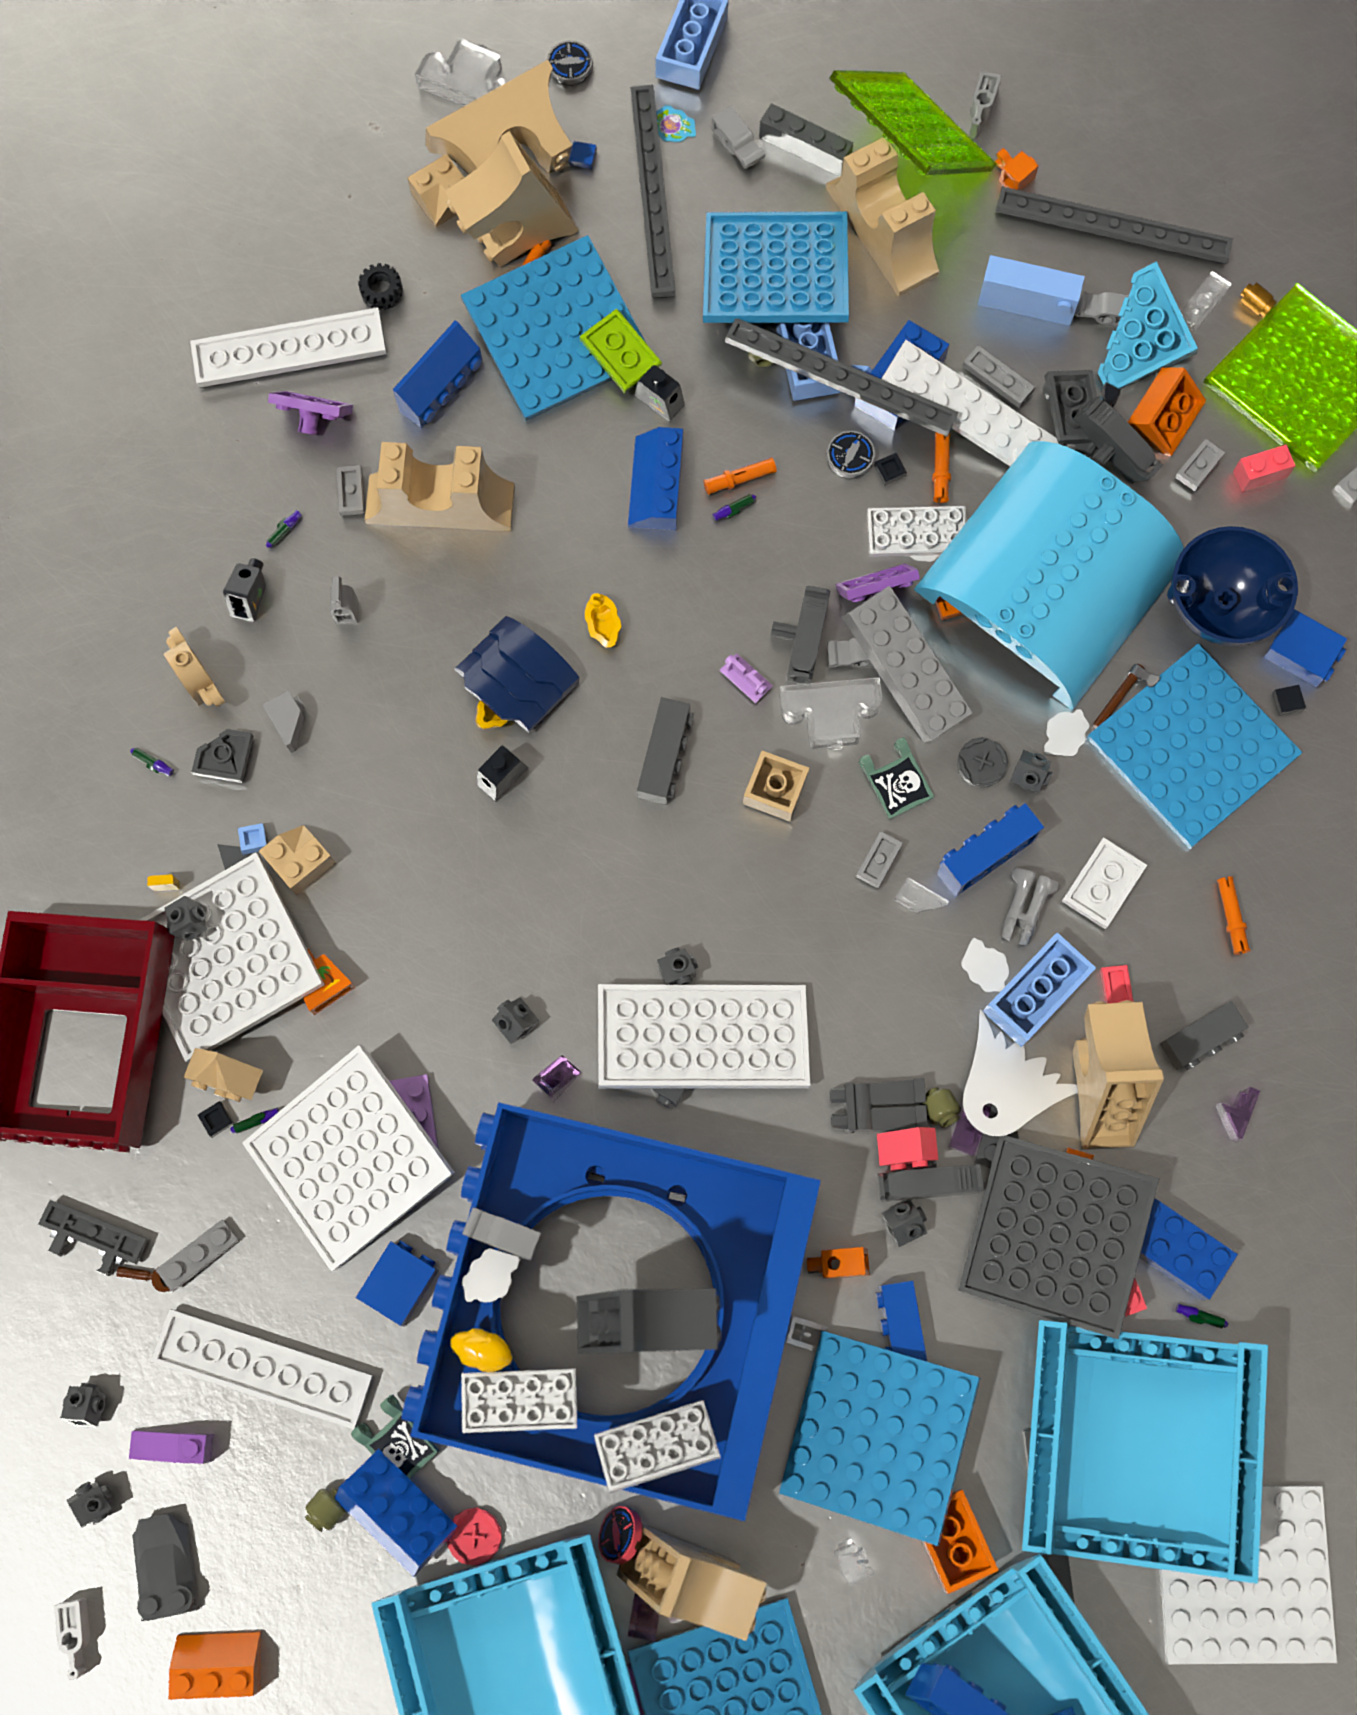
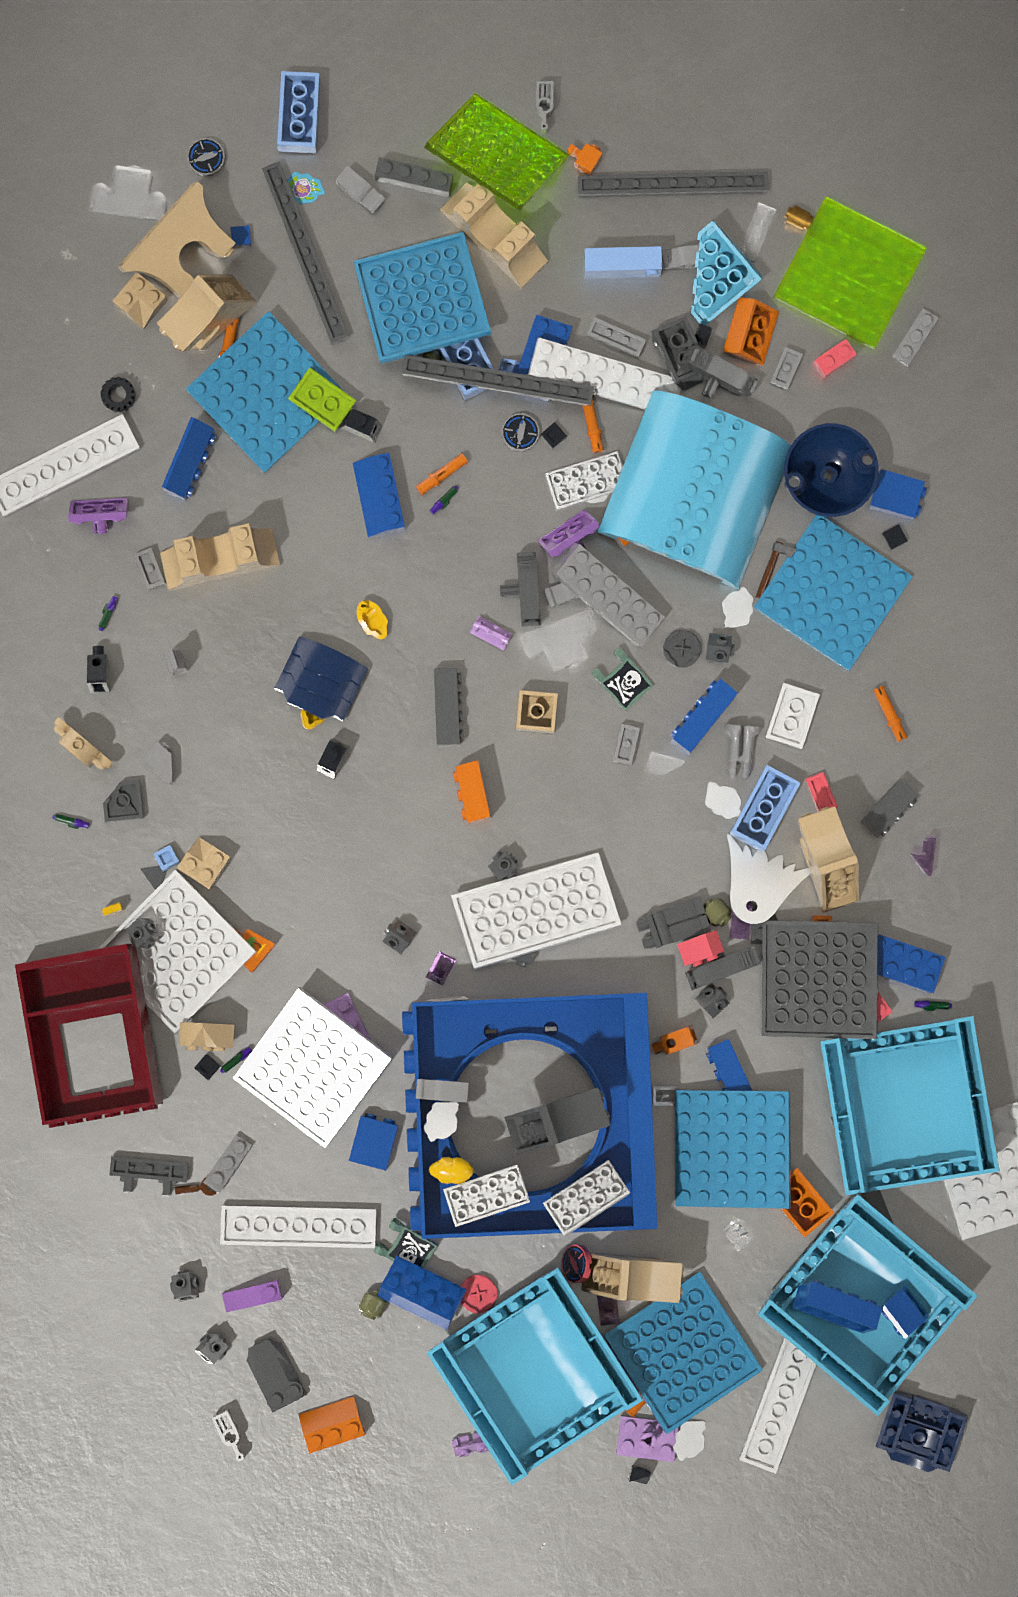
camera: 20 degrees left, 10 degrees up
(664, 863) = (471, 792): none -> orange slope

